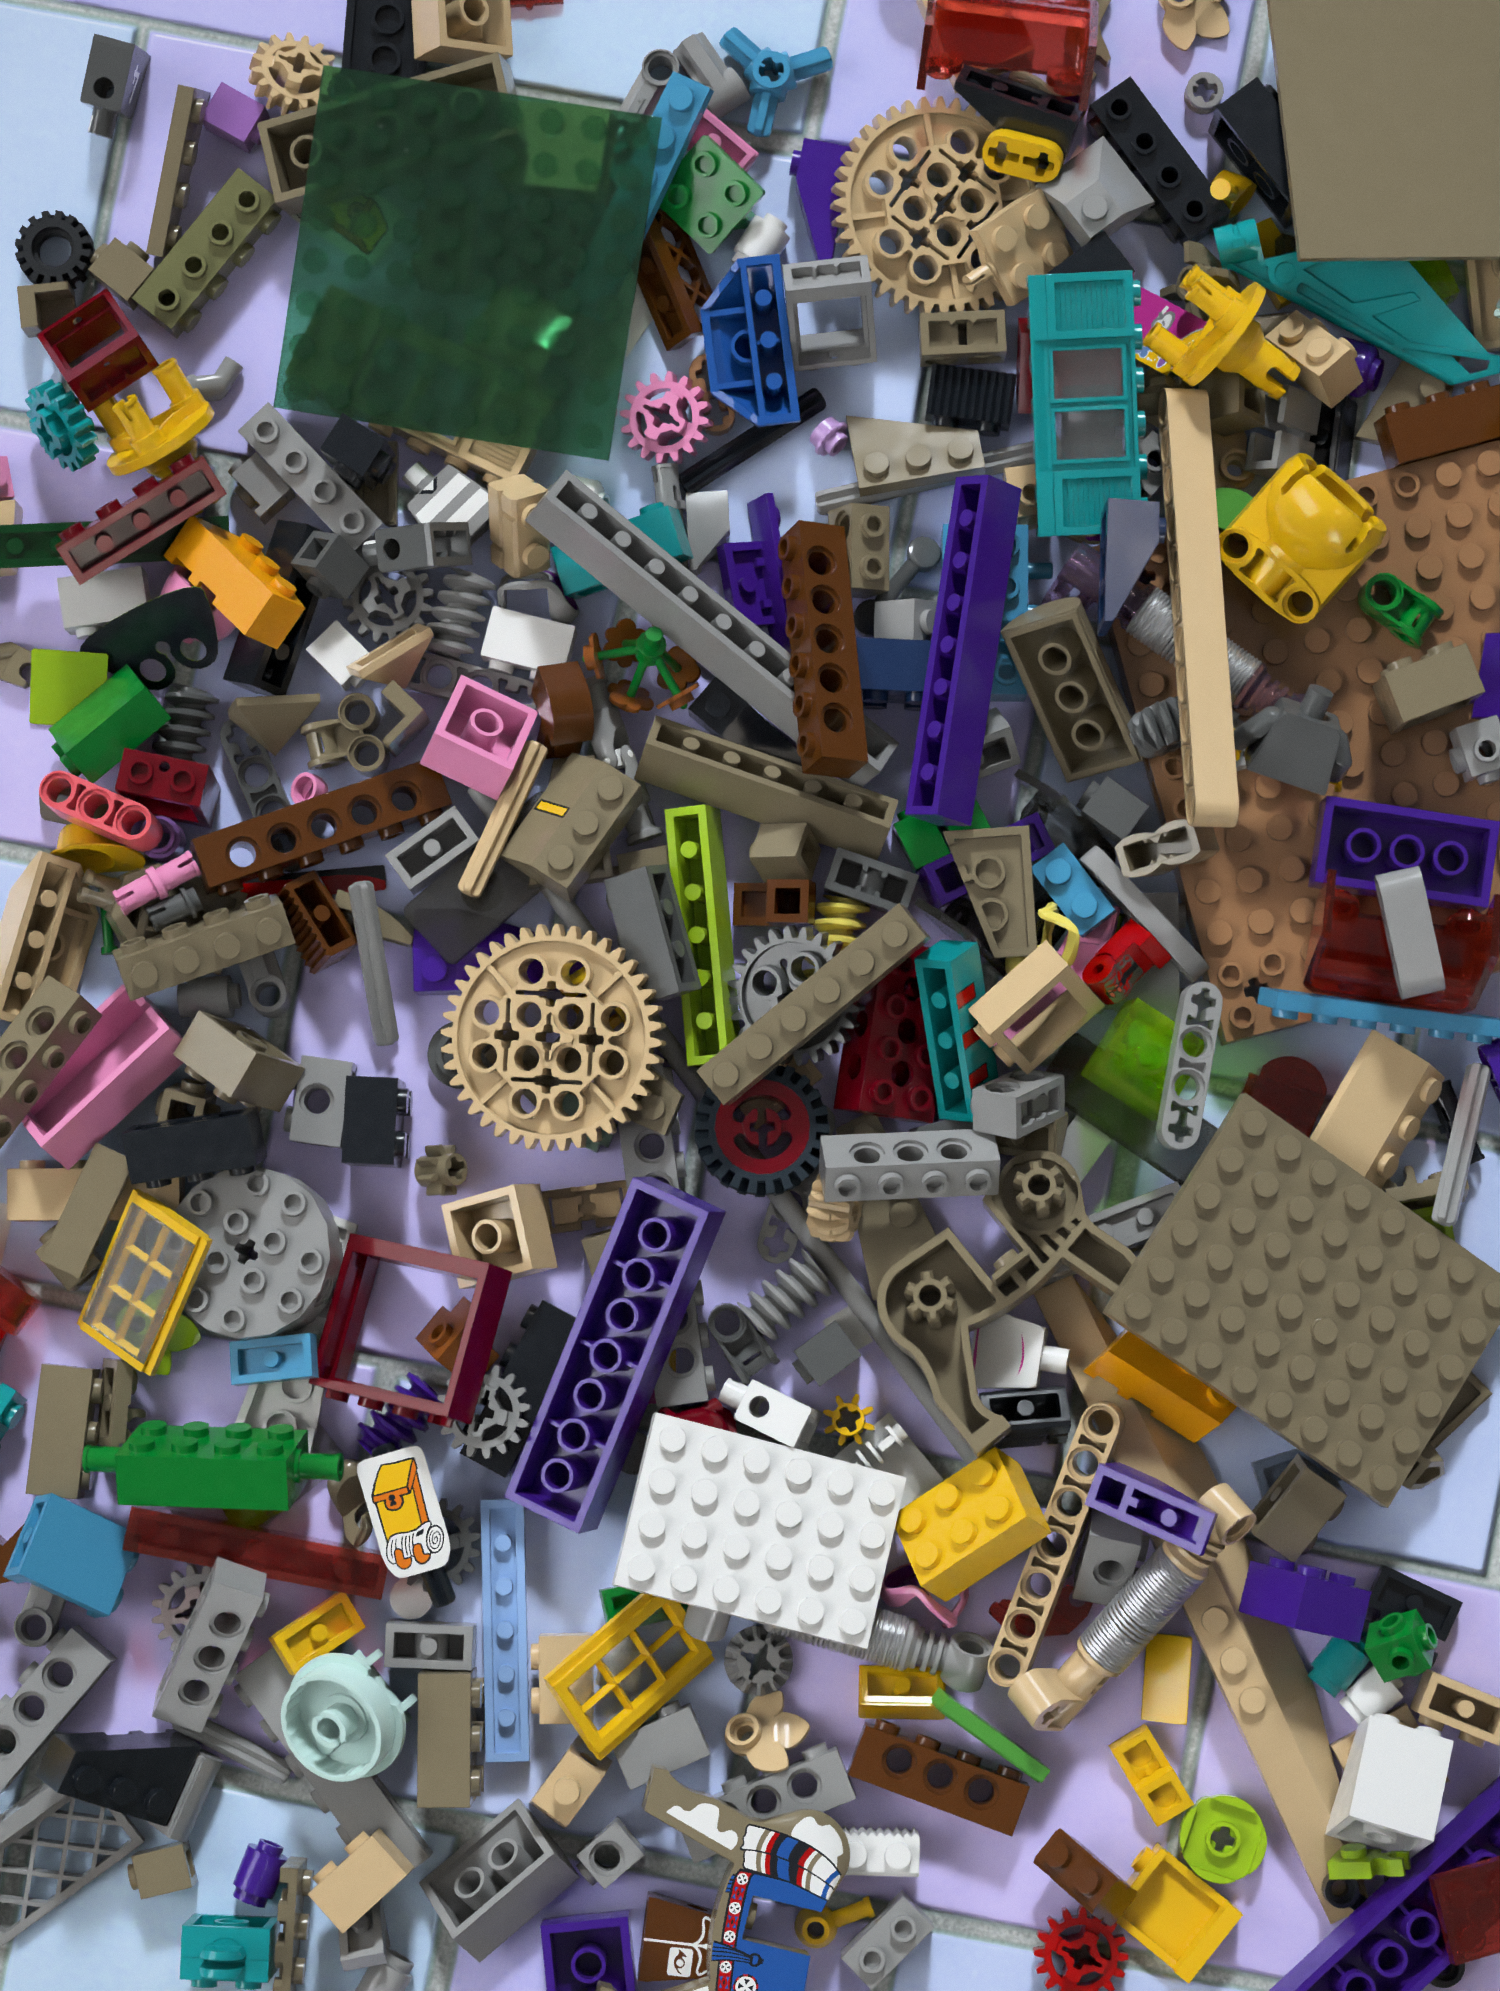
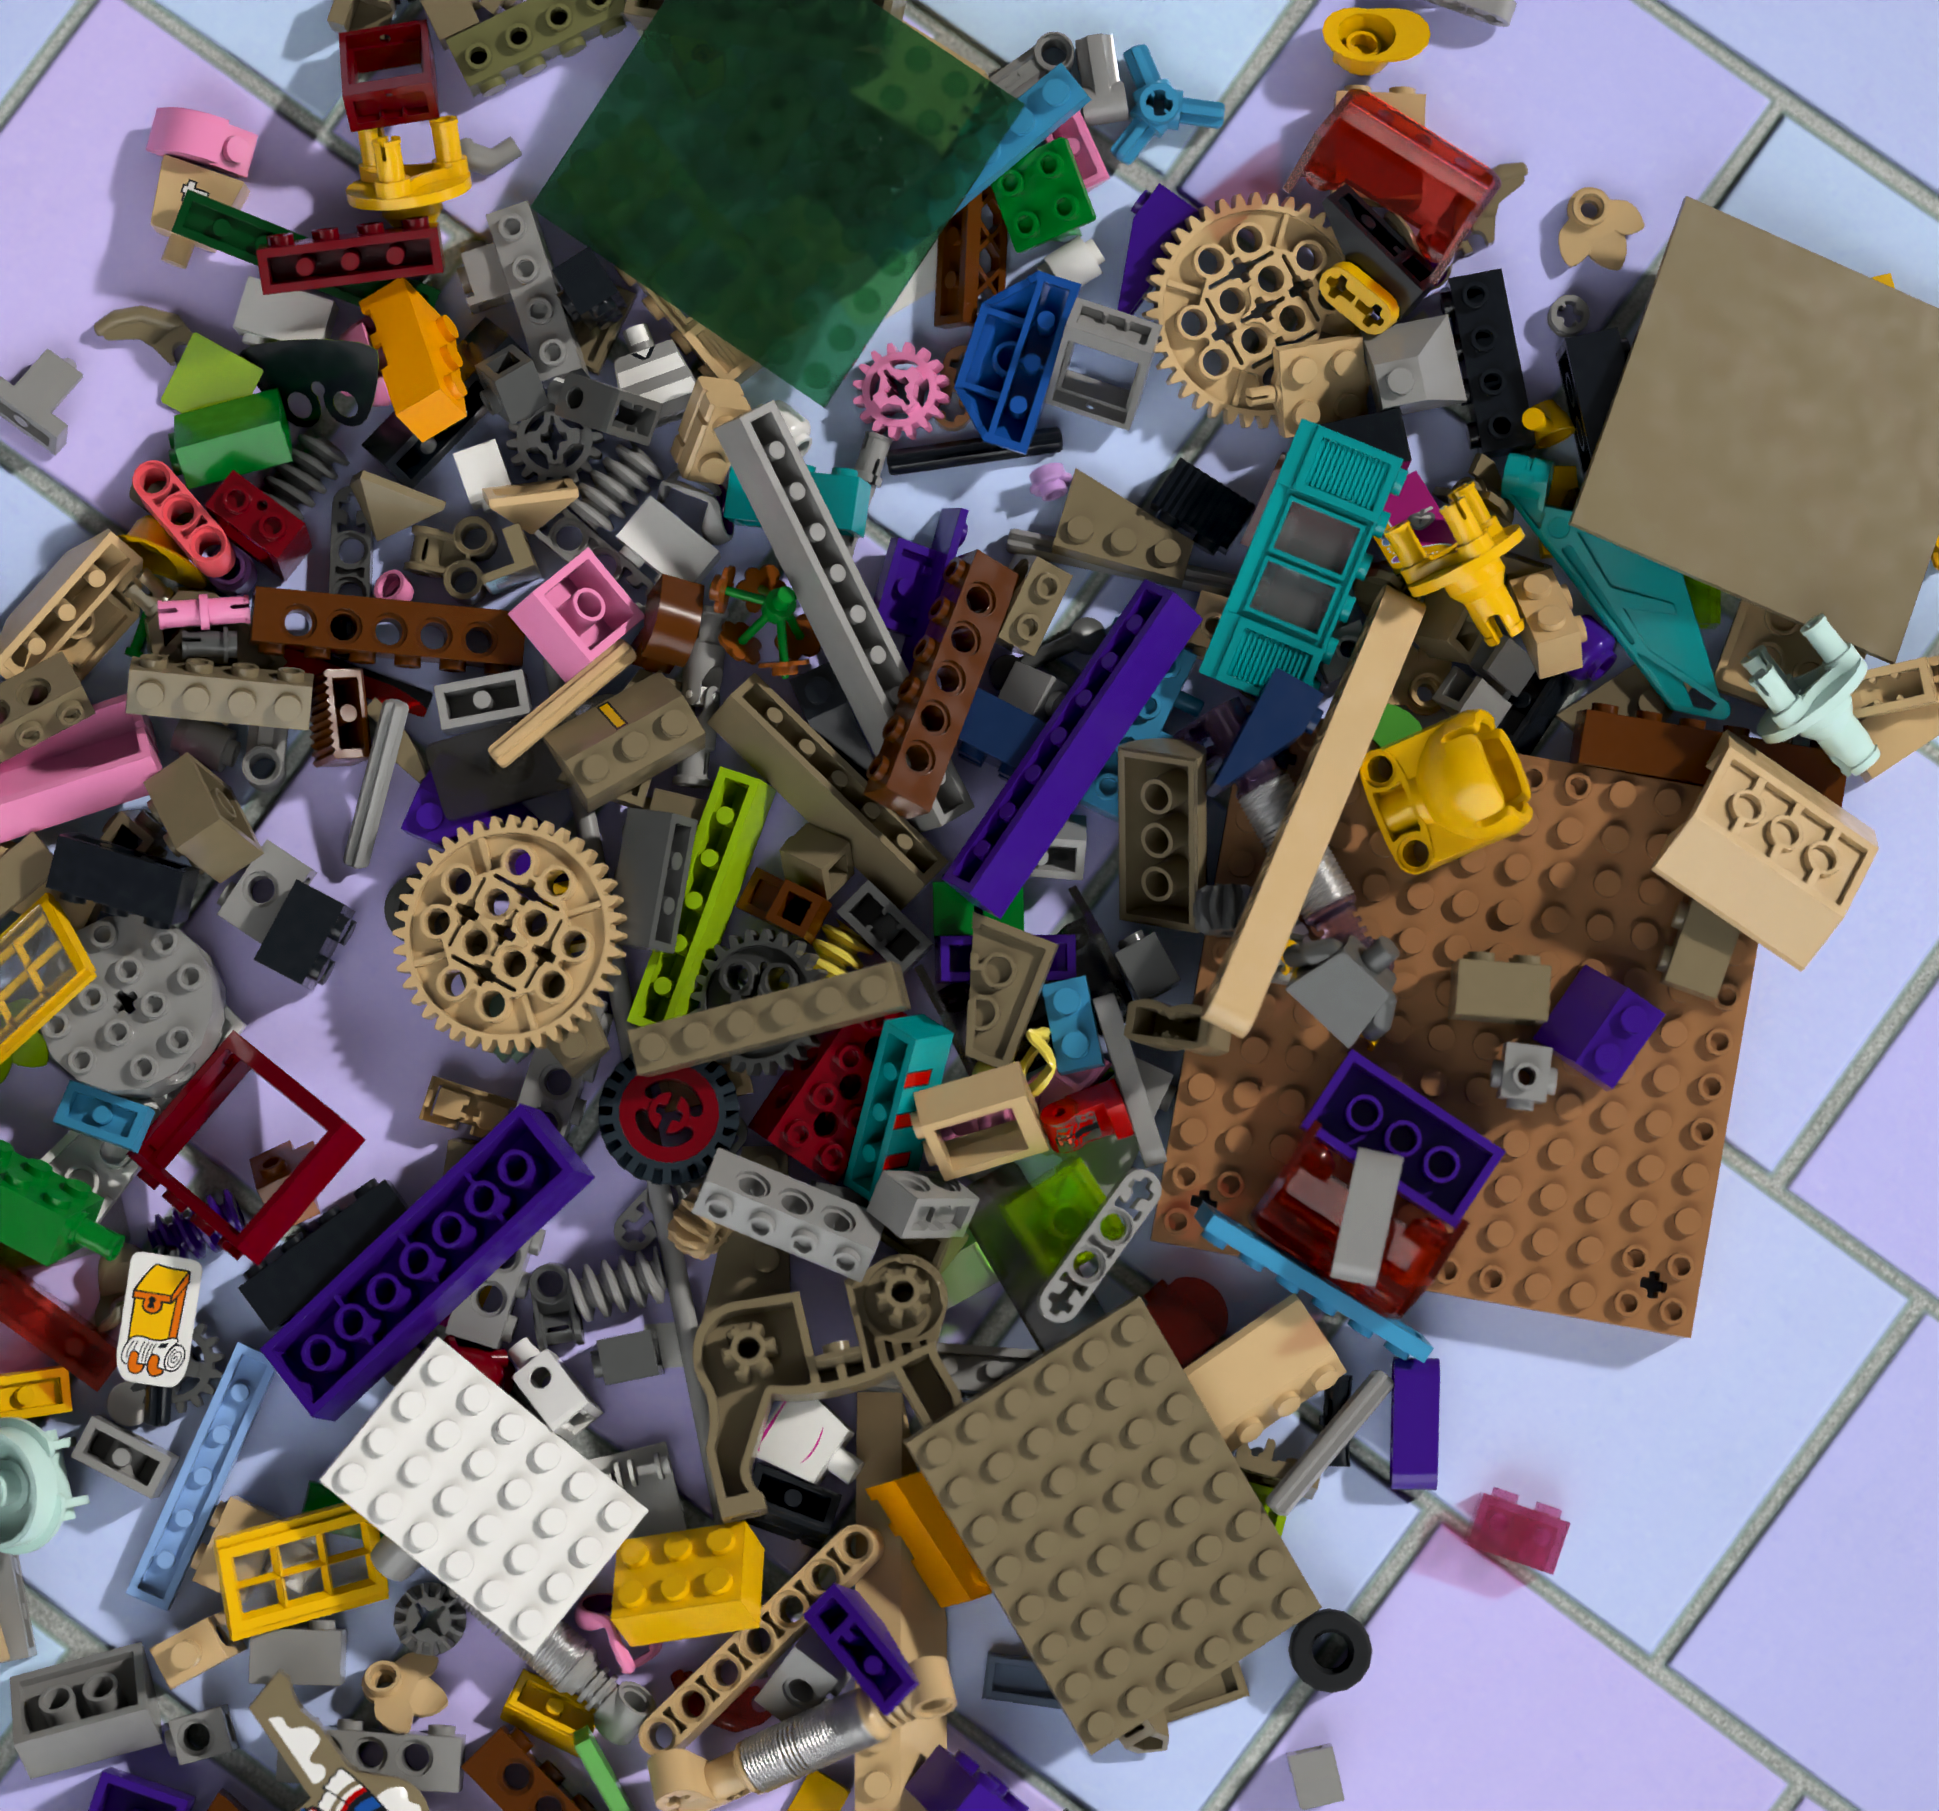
camera: 25 degrees right, 0 degrees up
(62, 425) = (321, 131): teal gear -> none
(440, 1170) = (348, 1010): dark tan gear -> none
(449, 1738) = (100, 1553): dark tan brick -> none
(502, 1229) = (377, 1096): tan brick -> none
(502, 1417) = (301, 1279): light grey gear -> none
(706, 525) = (892, 512): light grey slope -> none
(837, 1417) = (614, 1421): yellow gear -> none
(962, 337) = (1220, 445): dark tan brick -> none
(1297, 1508) = (1008, 1716): dark tan brick -> none
(1402, 609) = (1513, 904): green piece -> none

